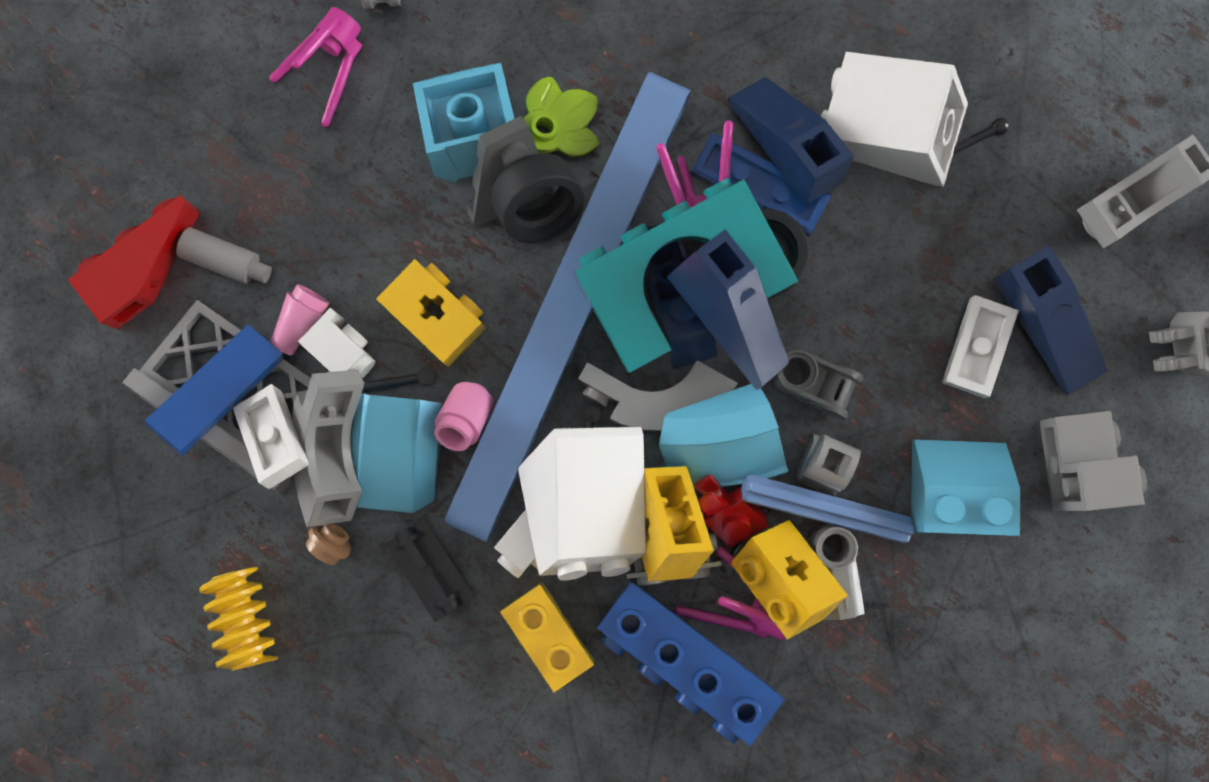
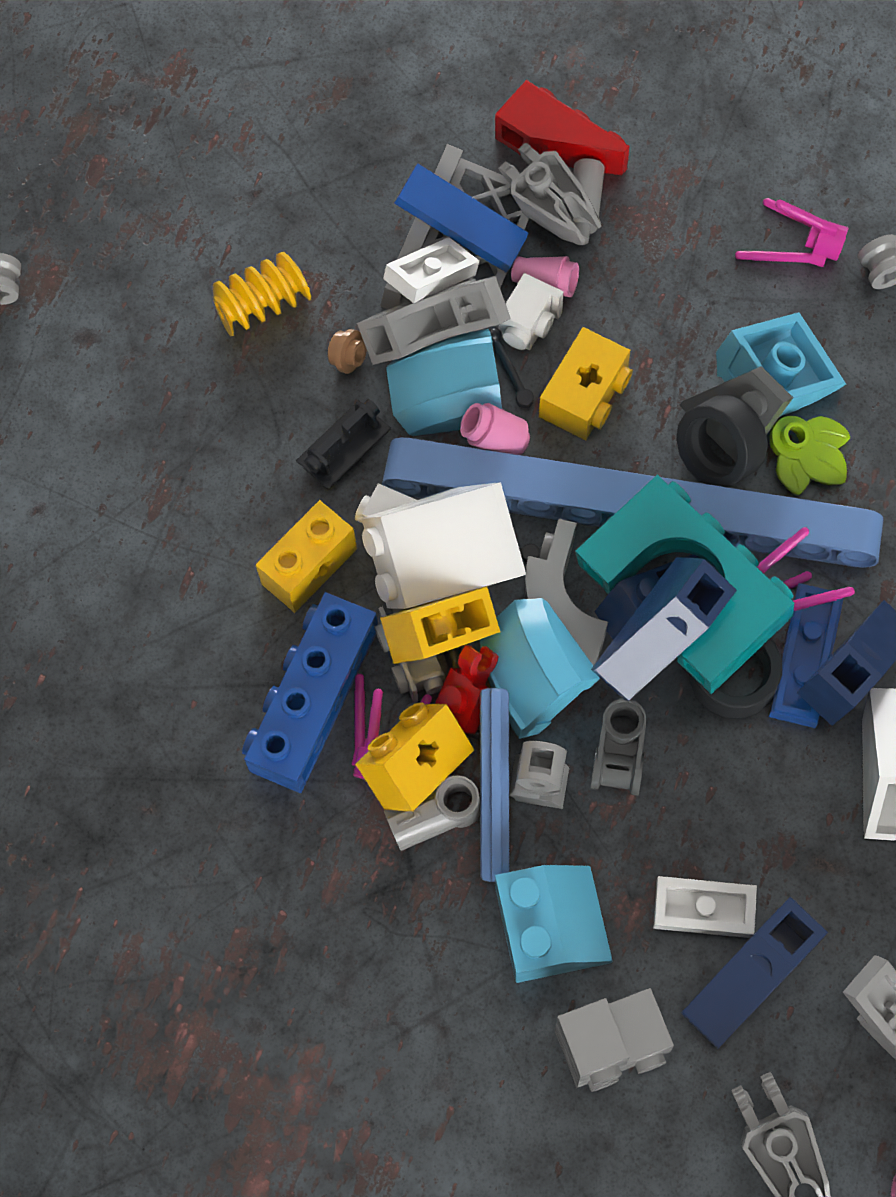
camera: 80 degrees right, 15 degrees down
(207, 295) = (550, 193): none -> light grey hinge

